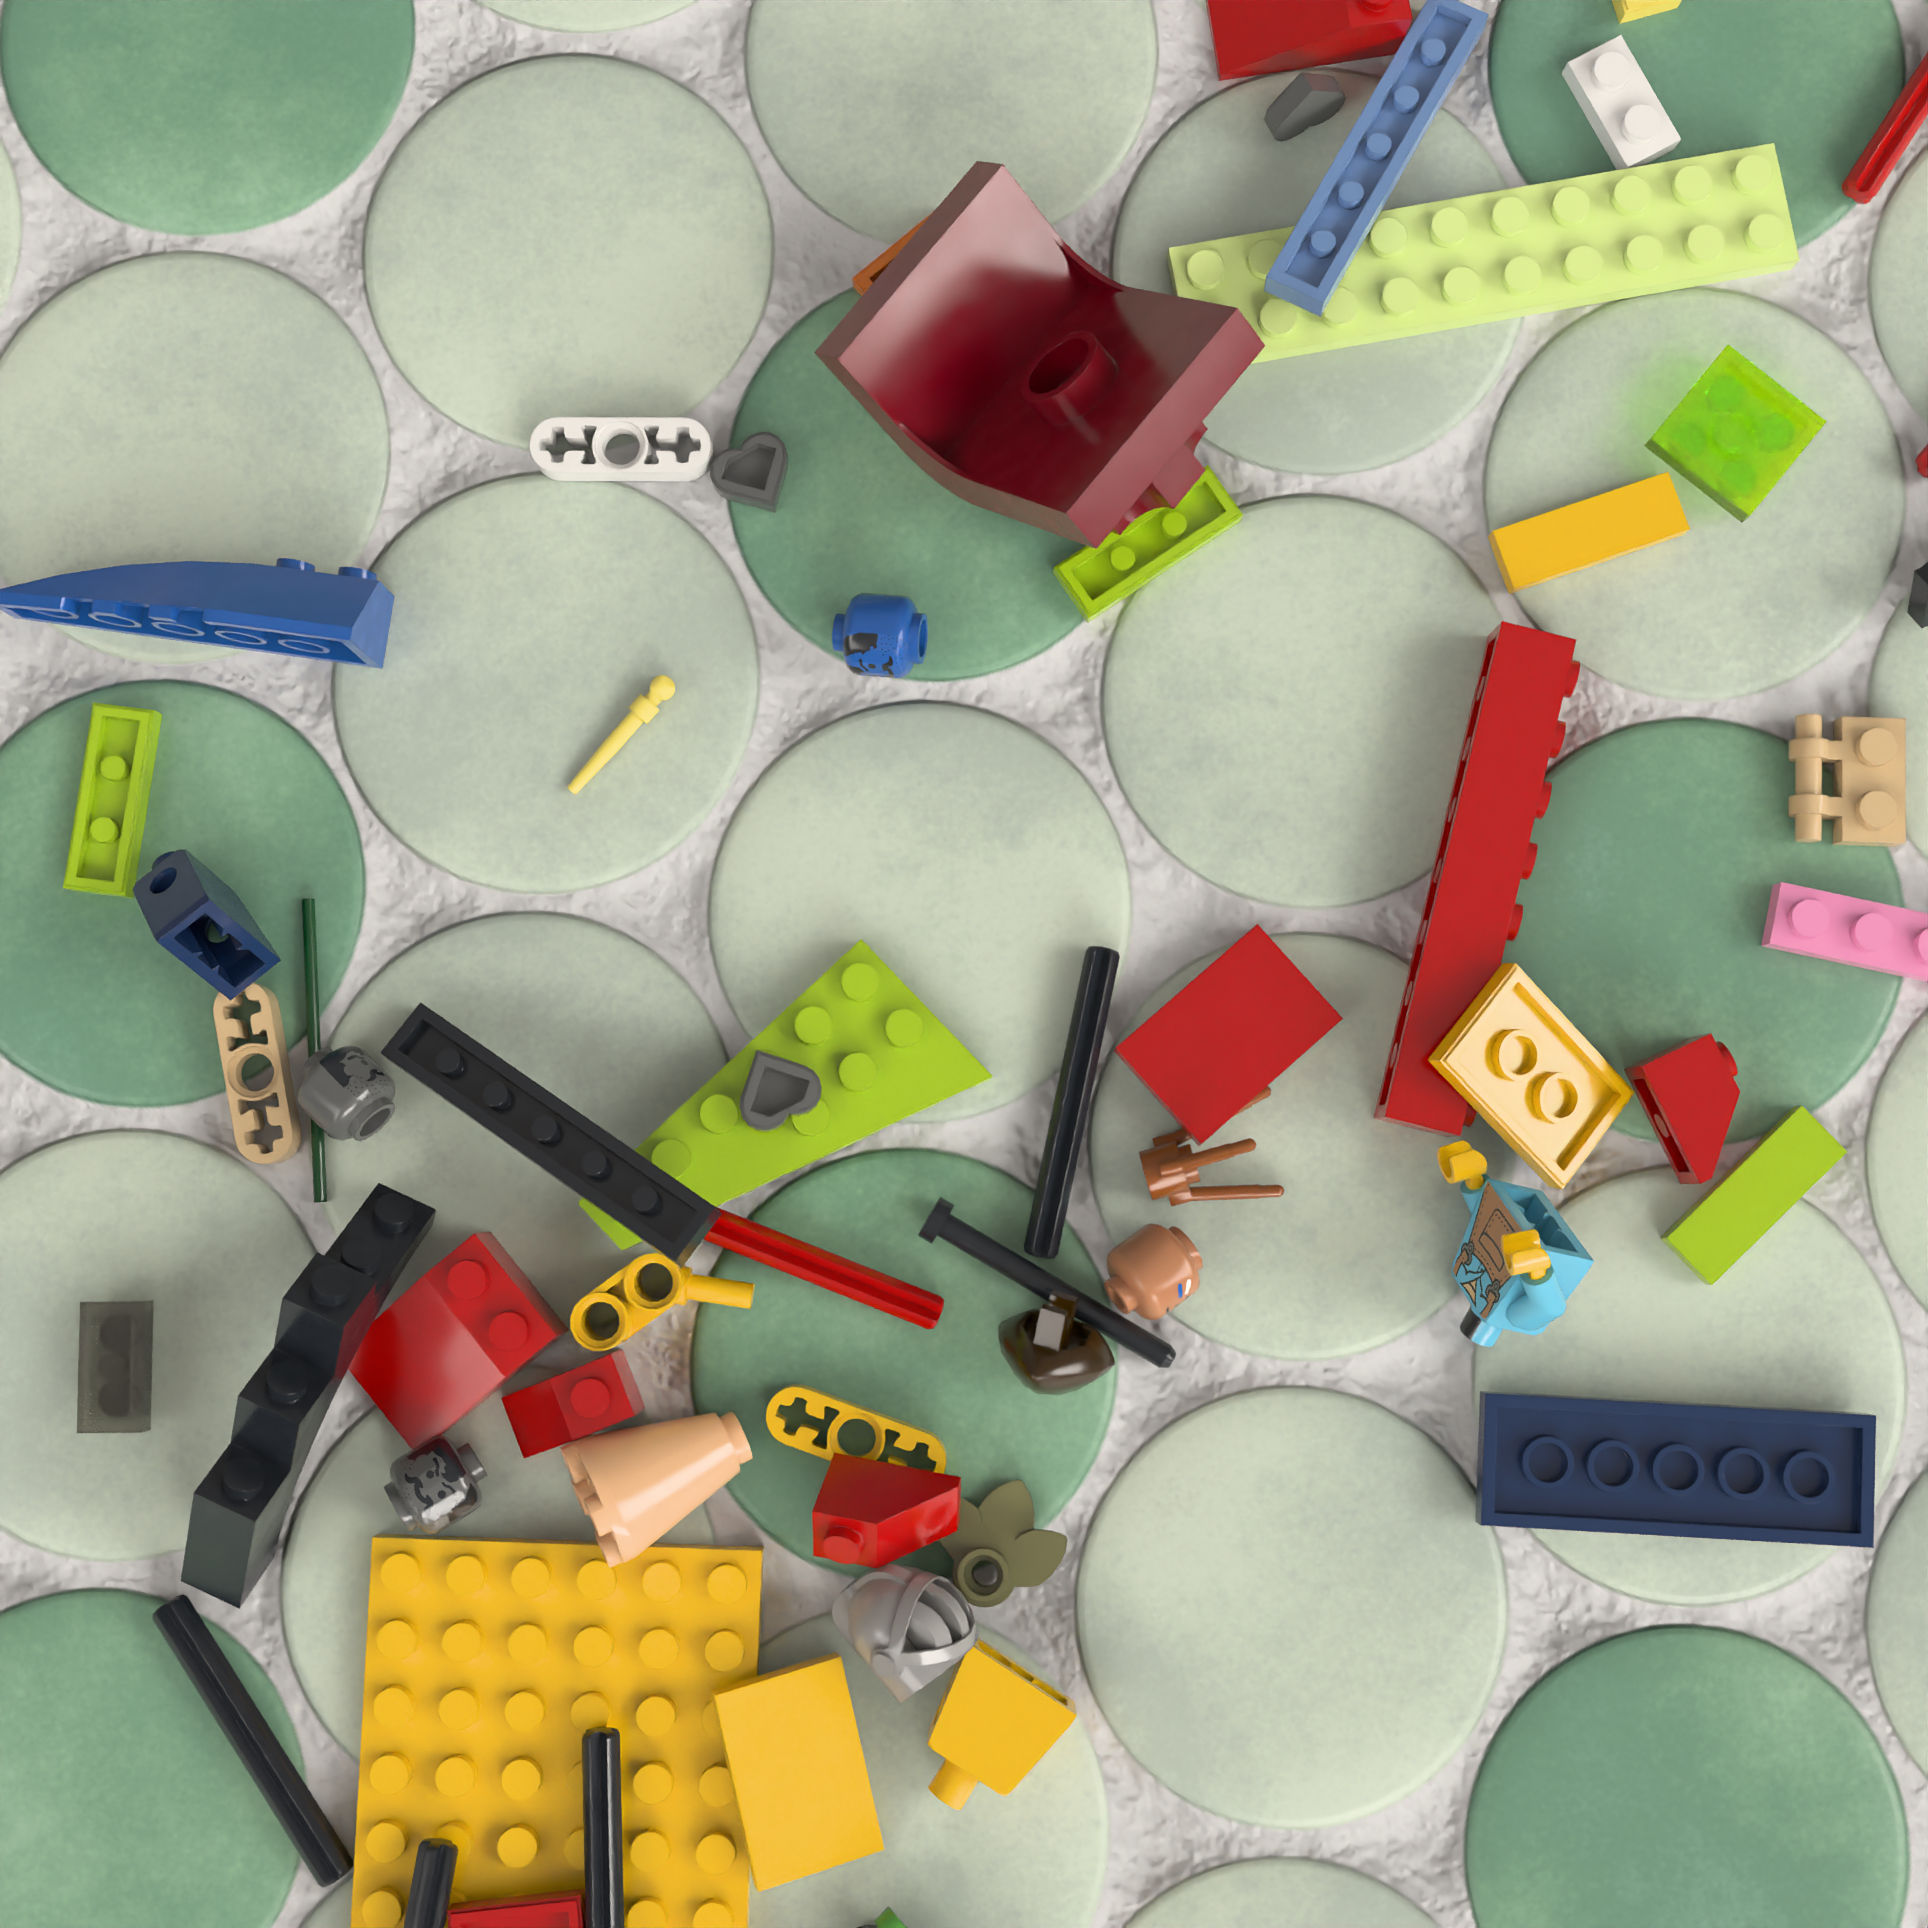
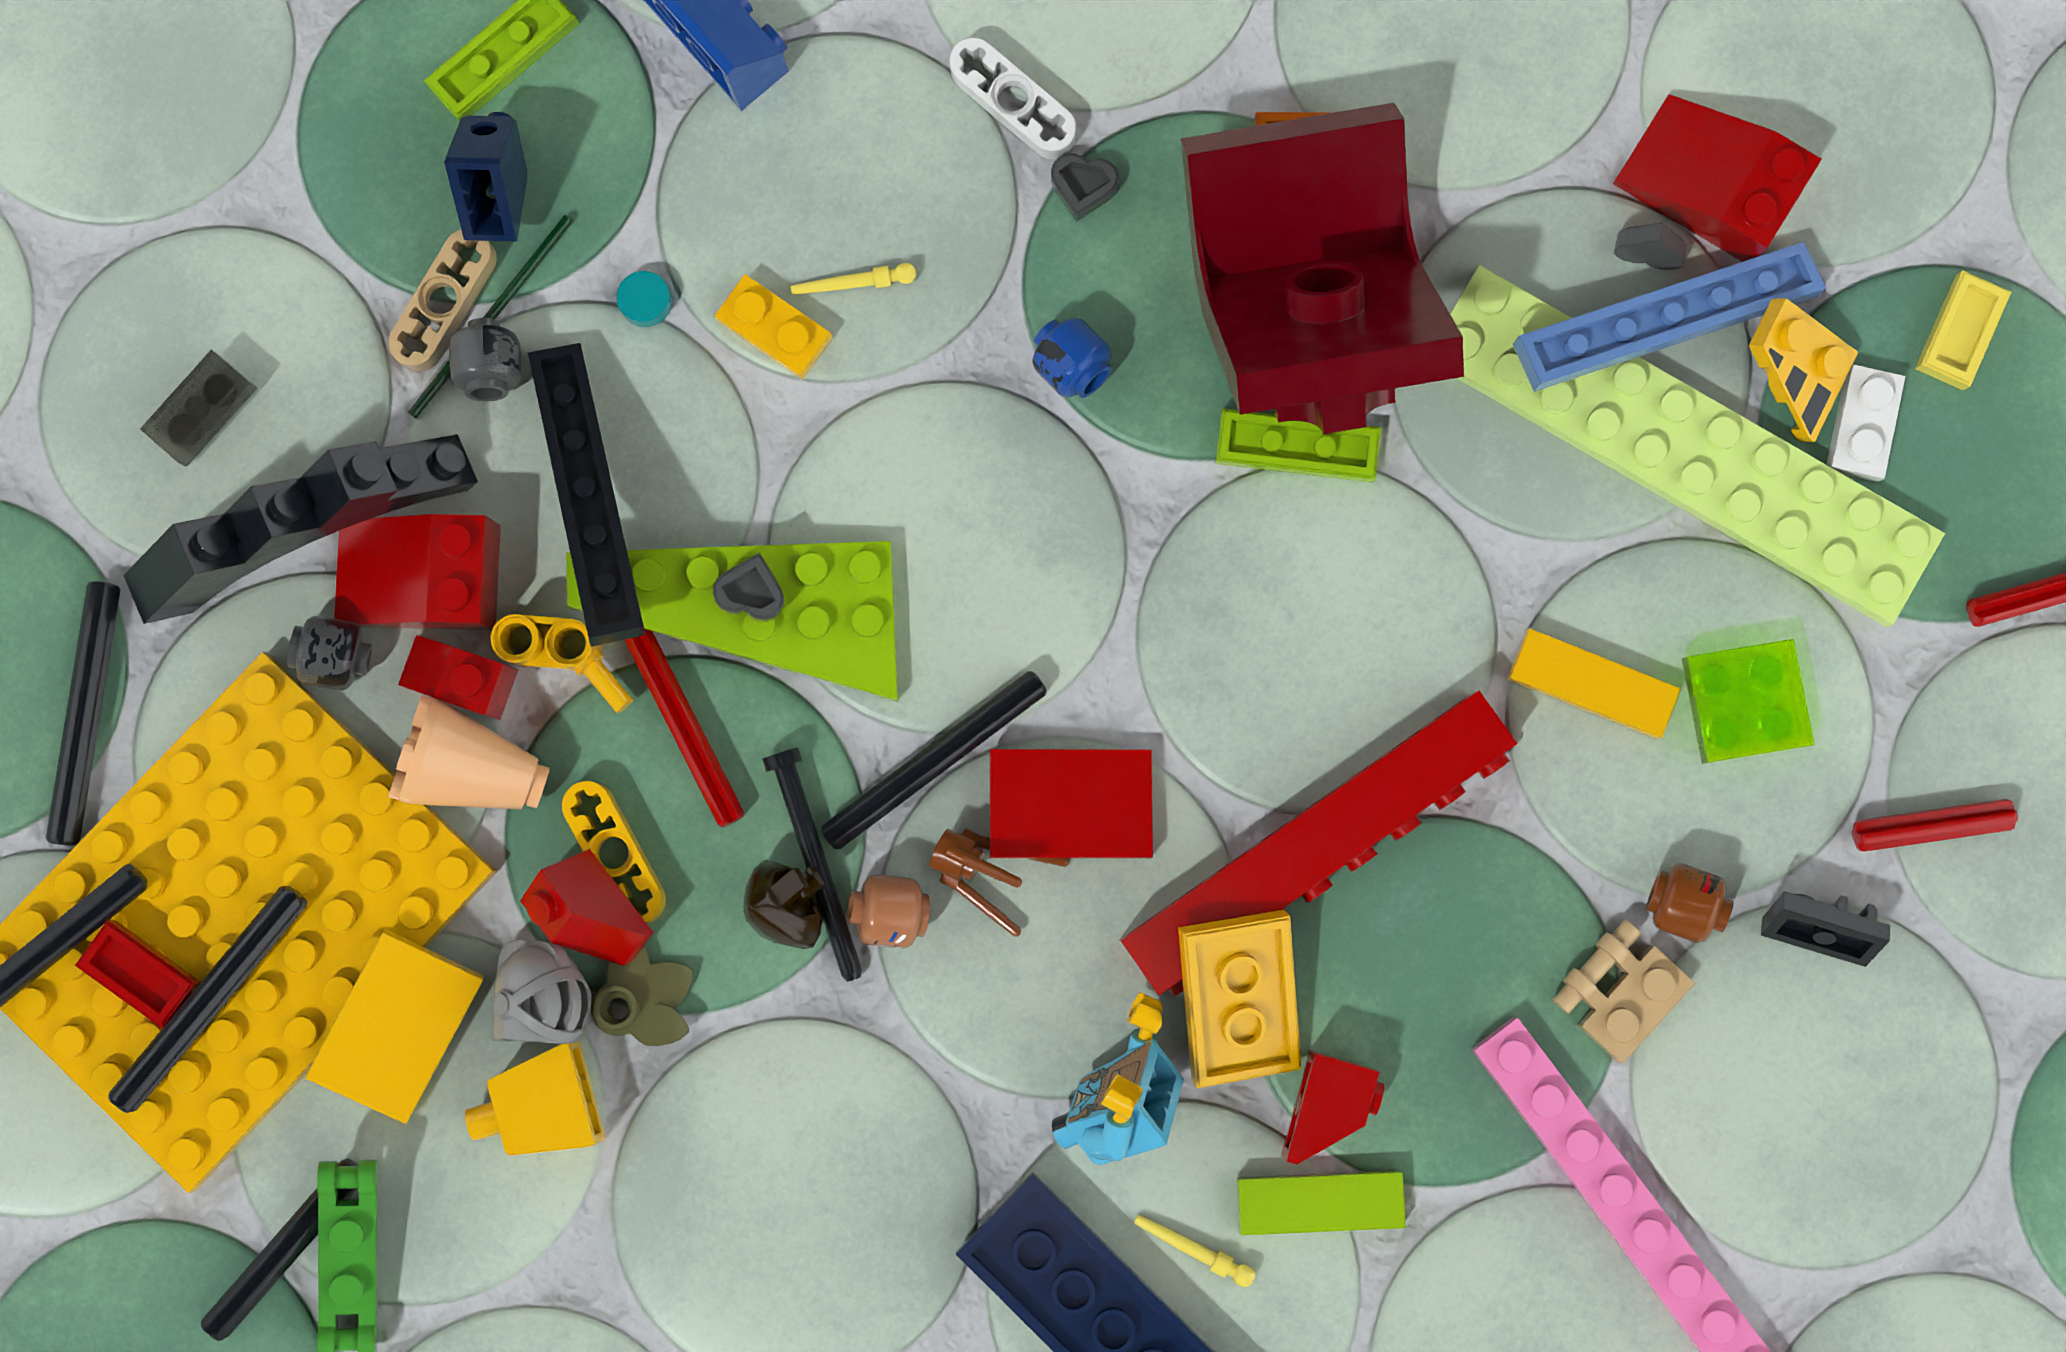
camera: 45 degrees right, 0 degrees up
(443, 913) = (644, 298): none -> teal tile
(584, 837) = (773, 326): none -> yellow plate
(1525, 97) = (1802, 364): none -> yellow wing
(1711, 1326) = (1219, 1262): none -> light yellow piece
(1840, 652) = (1689, 903): none -> dark orange head

